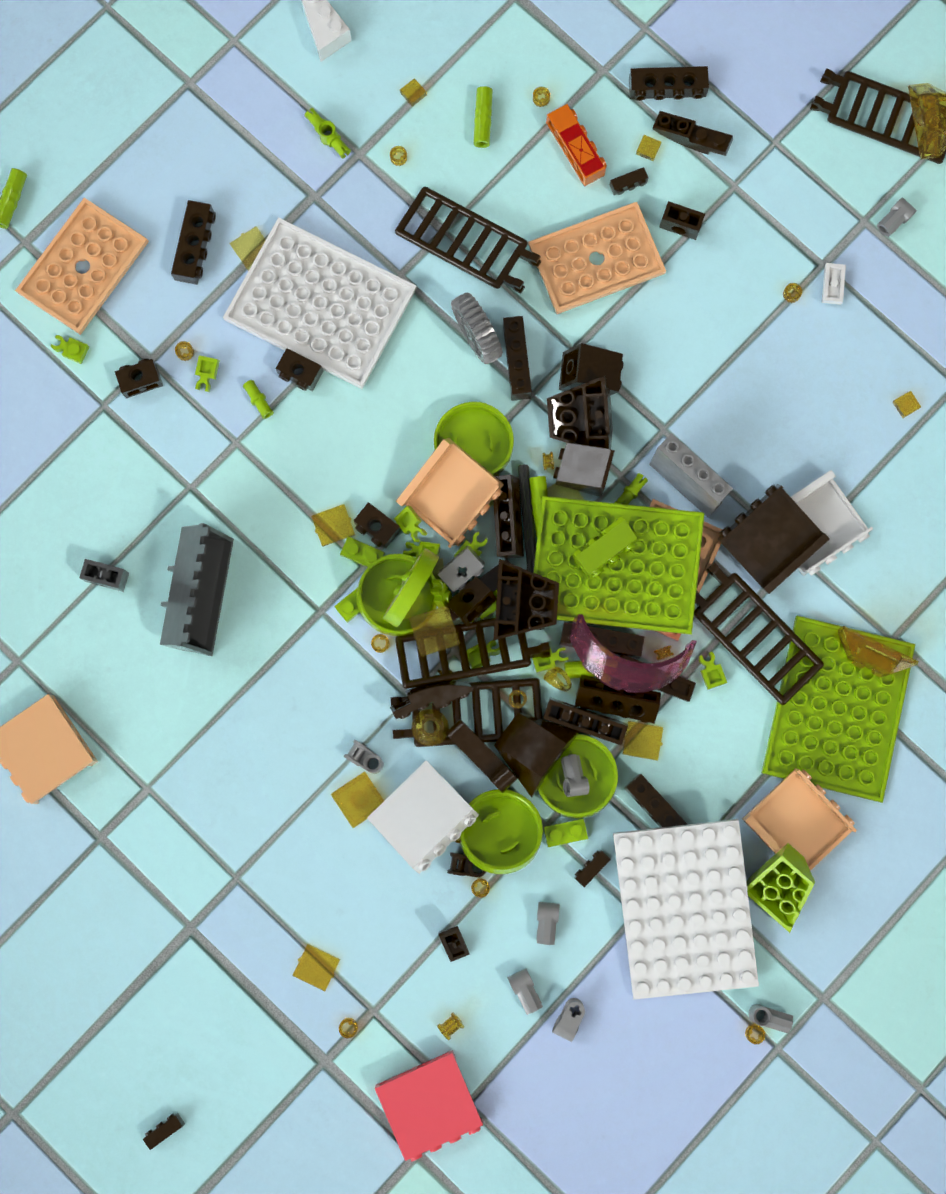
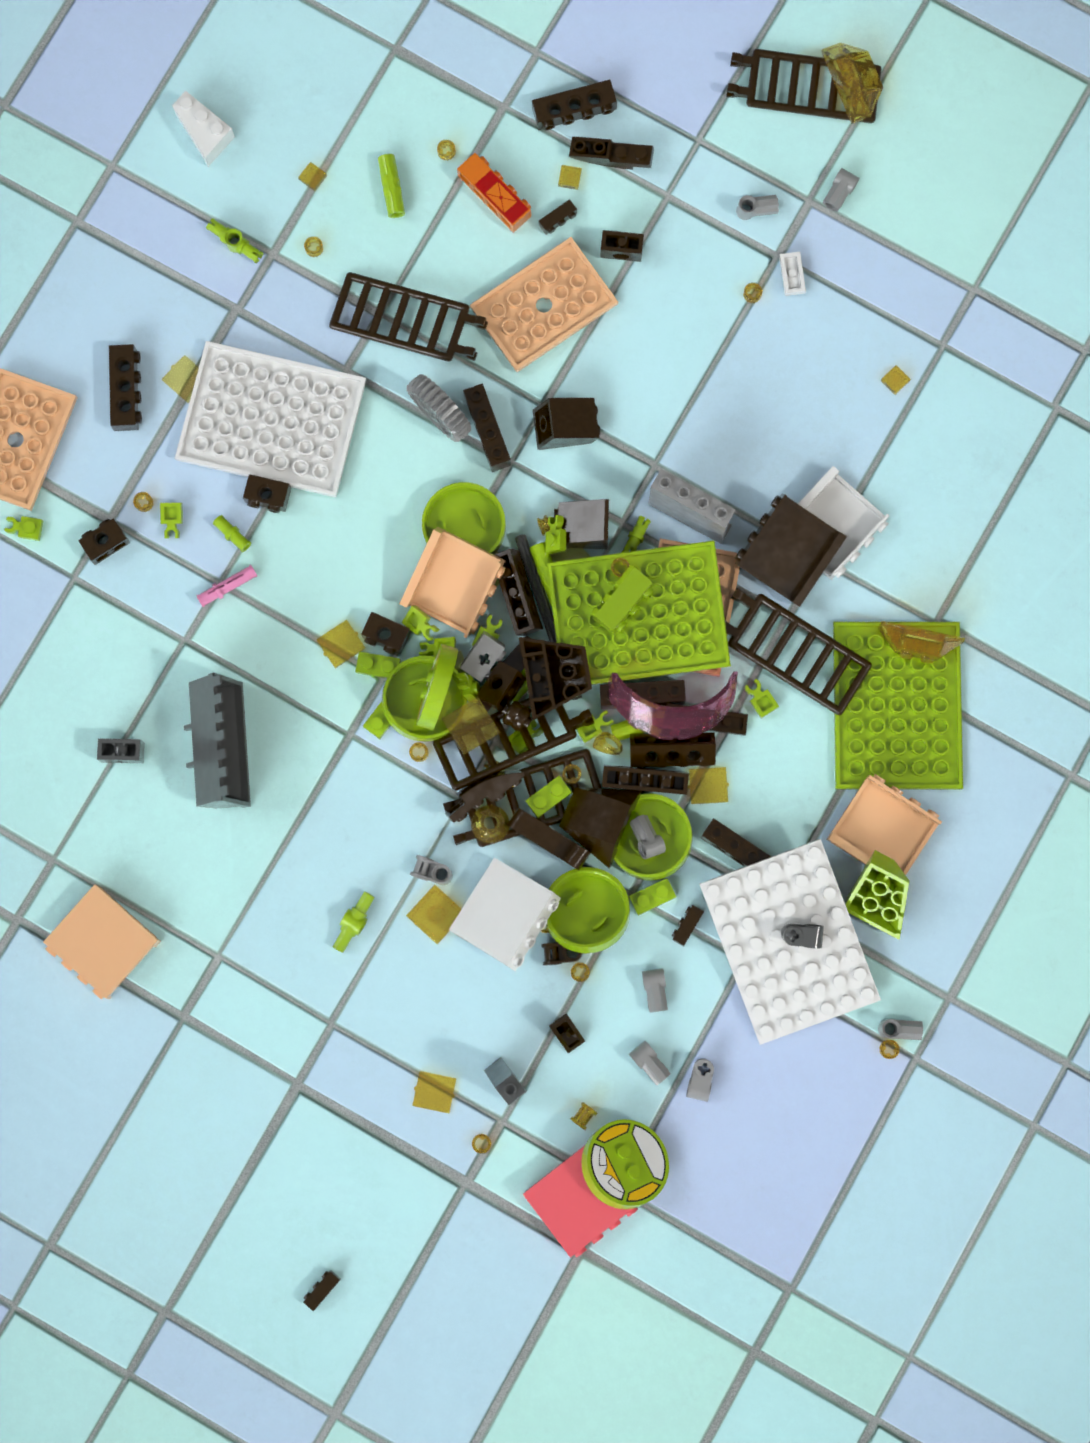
camera: 10 degrees left, 0 degrees up
(234, 448) = (226, 586): none -> bright pink pin
(280, 788) = (353, 922): none -> lime pin
(384, 978) = (505, 1081): none -> dark grey slope
(478, 1084) = (625, 1164): none -> piece
(479, 632) = (516, 716): none -> dark brown piece
(490, 715) = (548, 796): none -> lime plate
(557, 473) = (556, 537): none -> lime plate
(582, 415) = (568, 470): dark brown wedge -> none
(605, 520) = (616, 572): none -> clear yellow bush
(665, 653) = (708, 692): clear yellow bush -> none
(704, 909) = (807, 935): none -> dark grey piece
(817, 214) = (759, 206): none -> light grey piece

